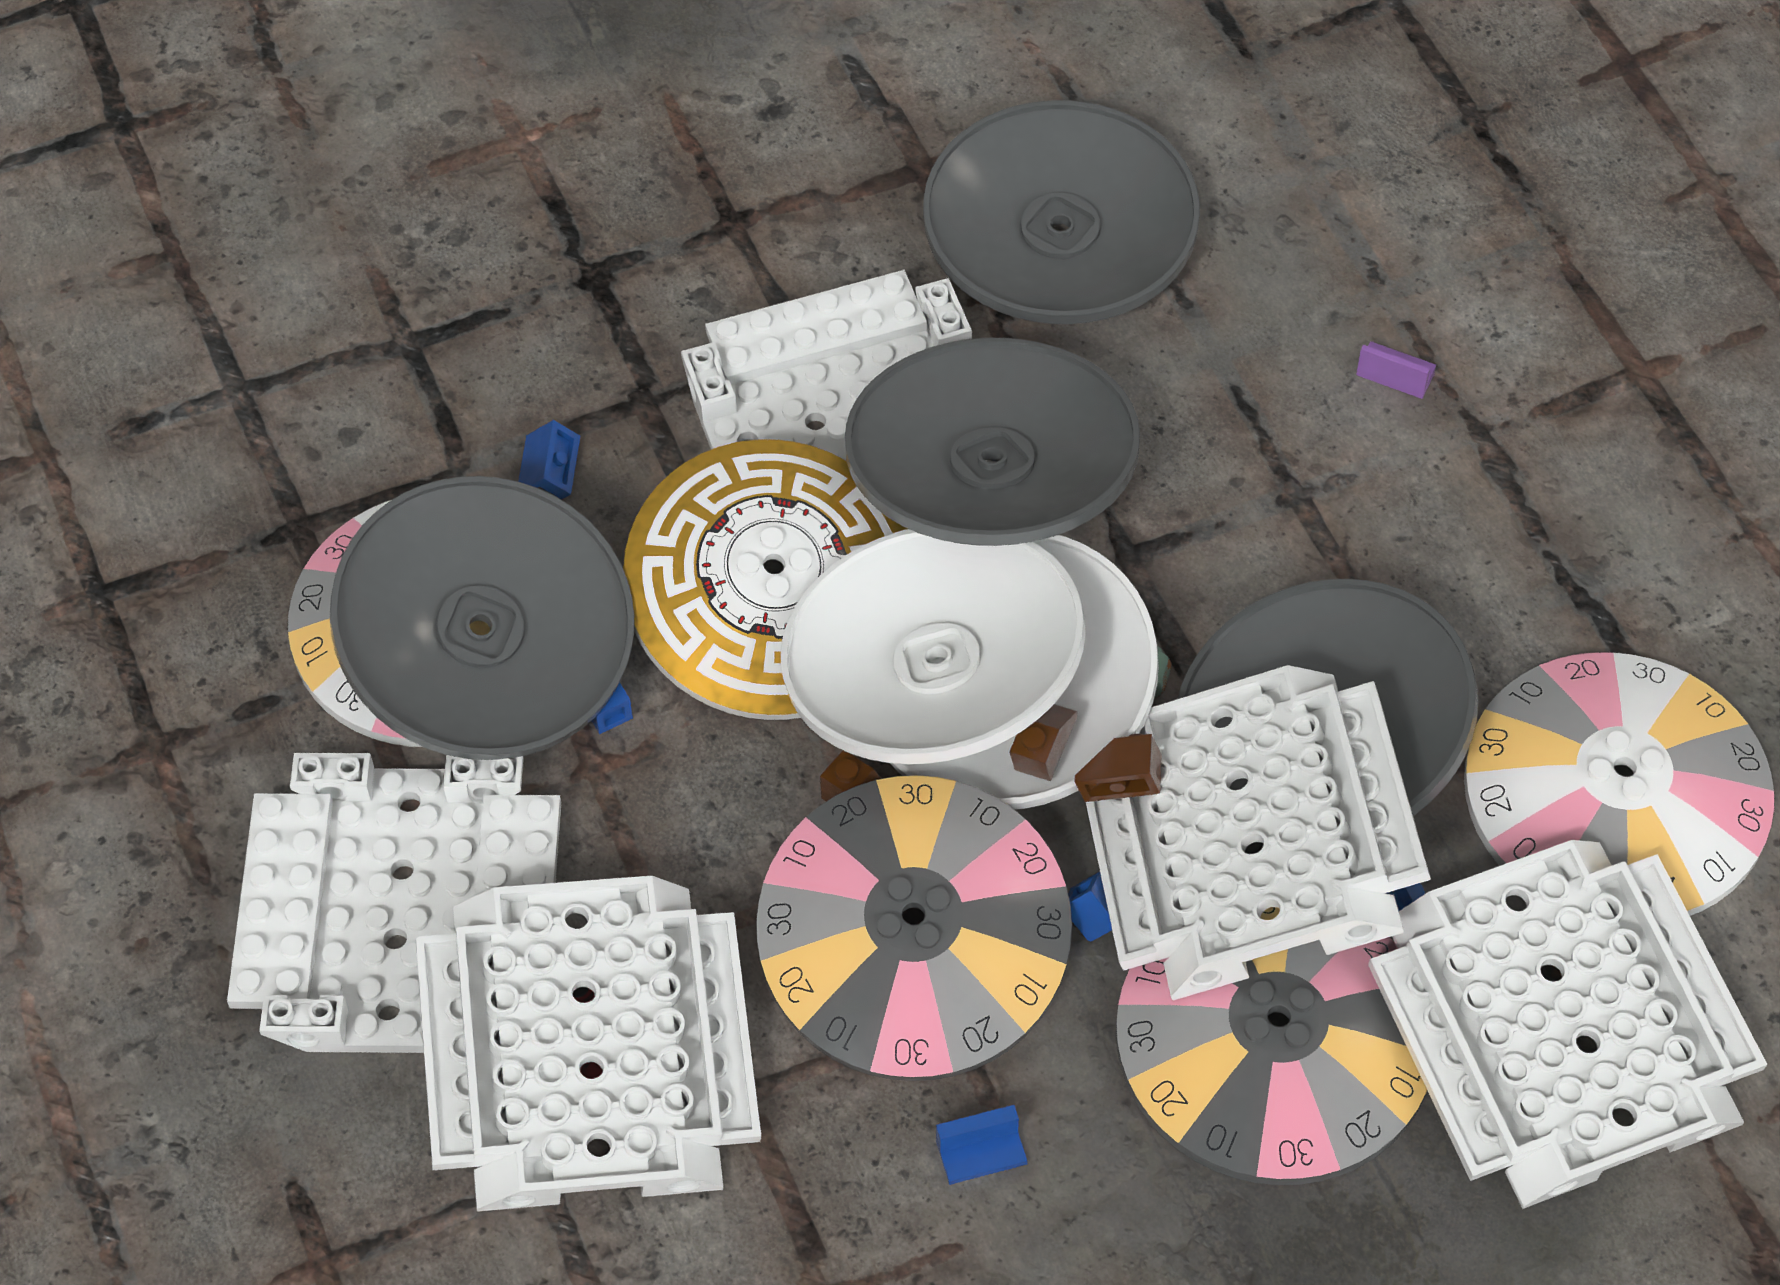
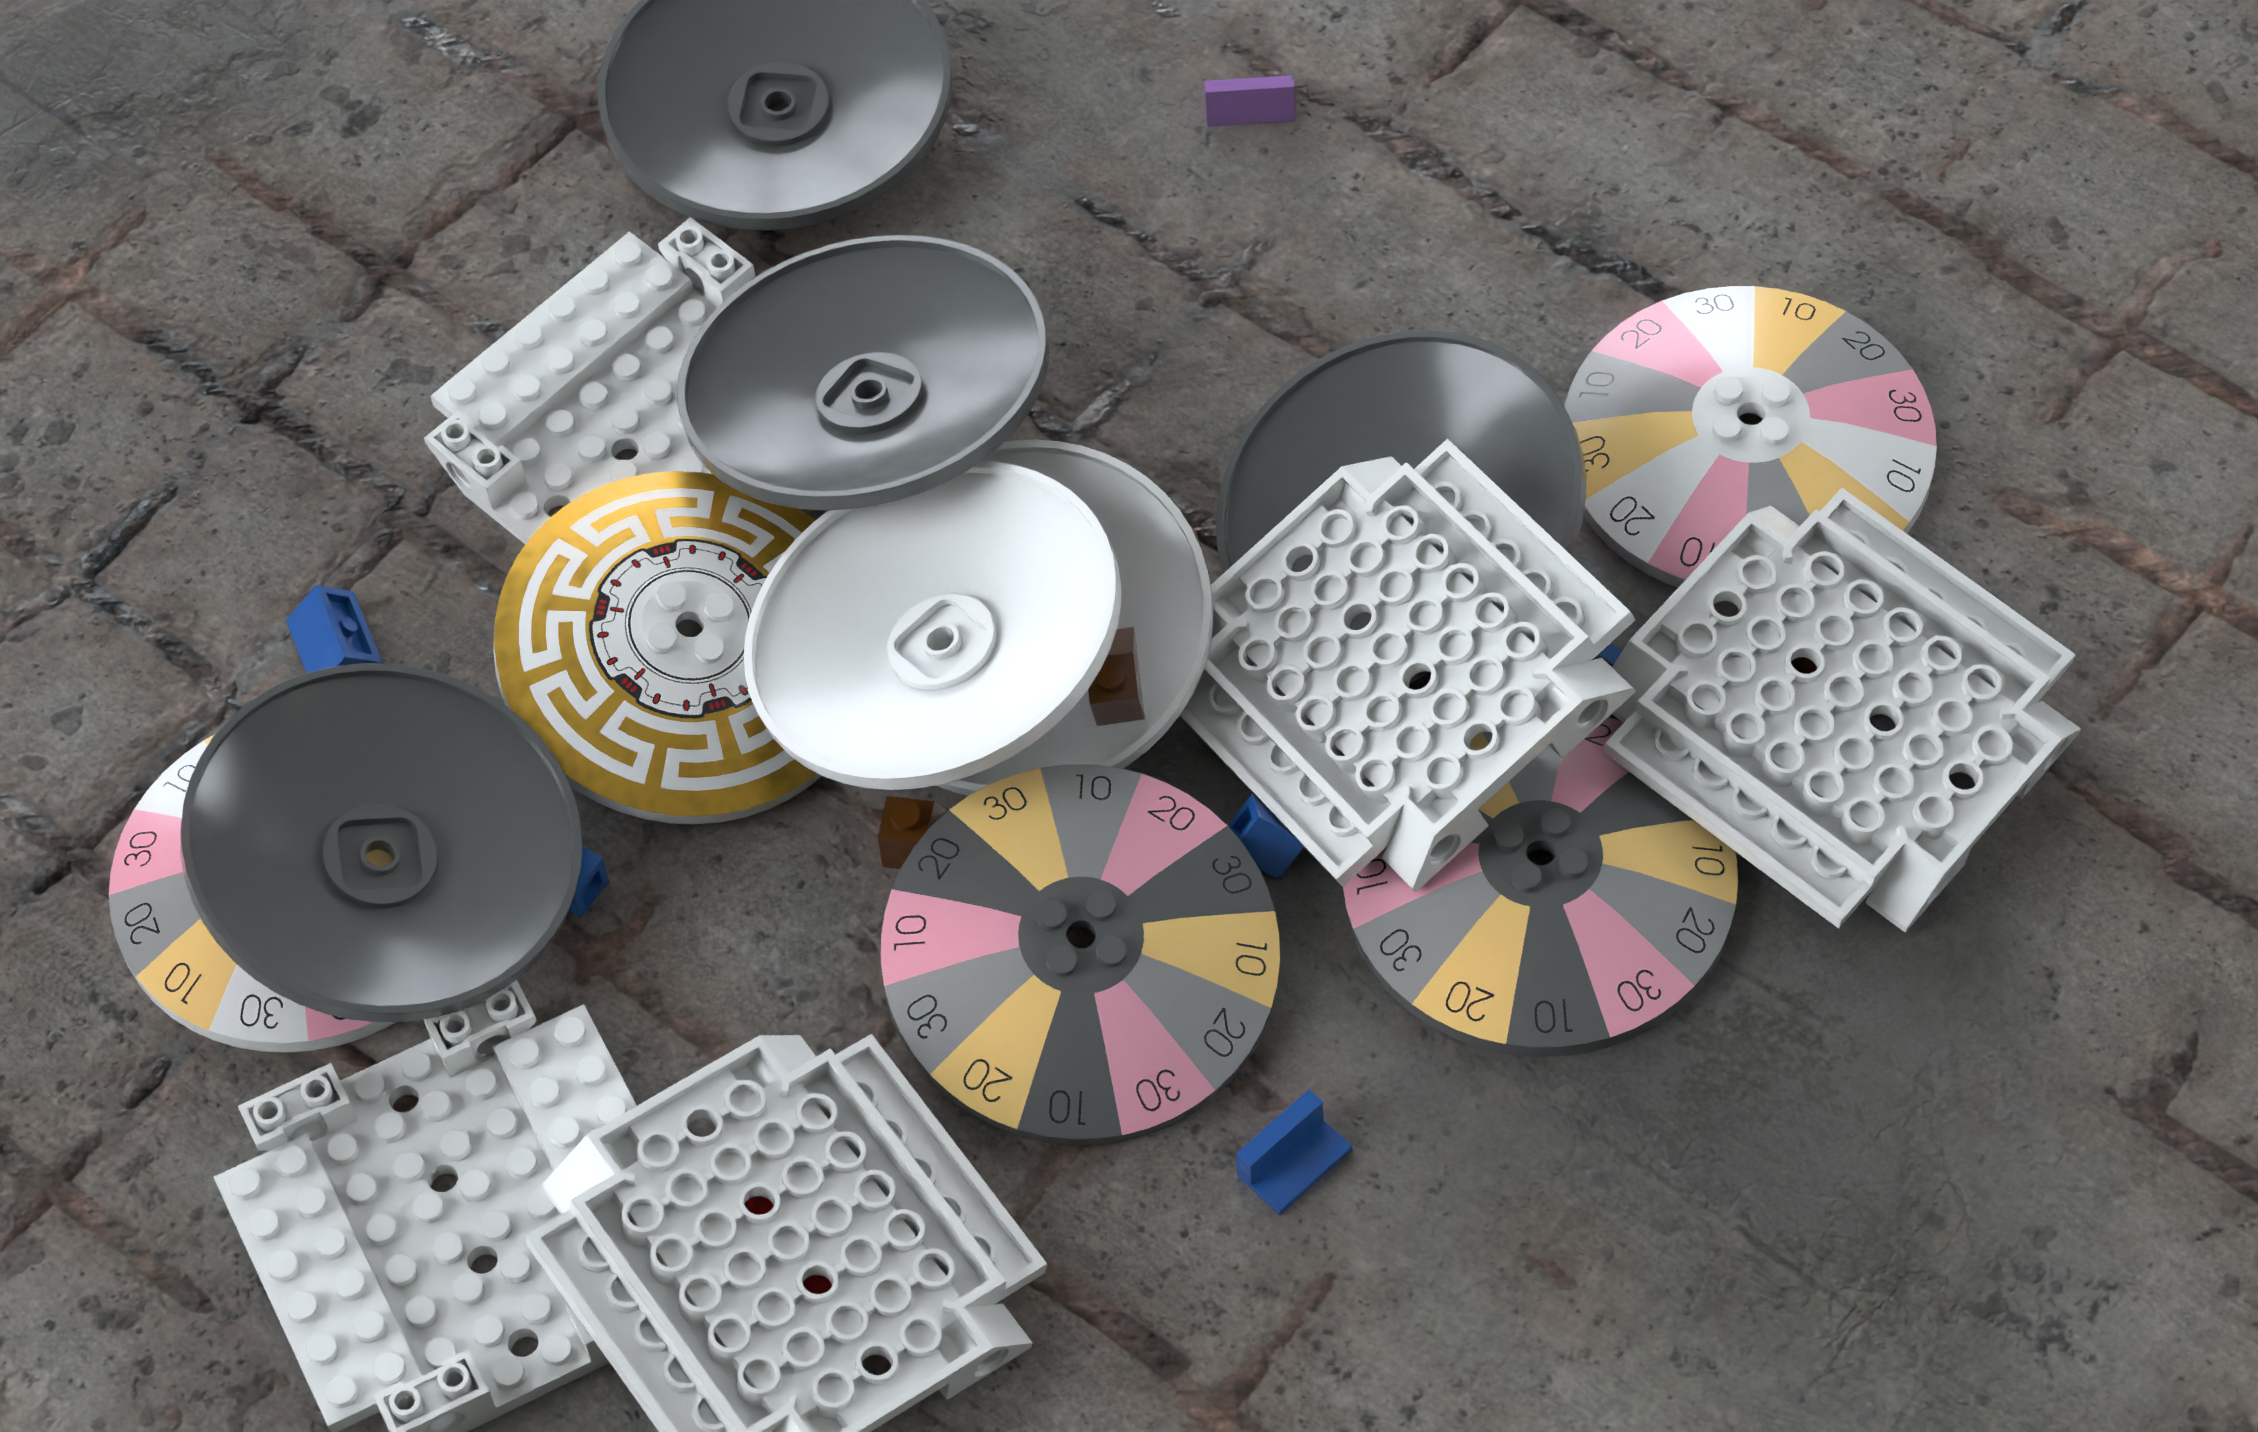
camera: 25 degrees left, 0 degrees up
(1122, 770) = (1221, 667): reddish brown slope -> none

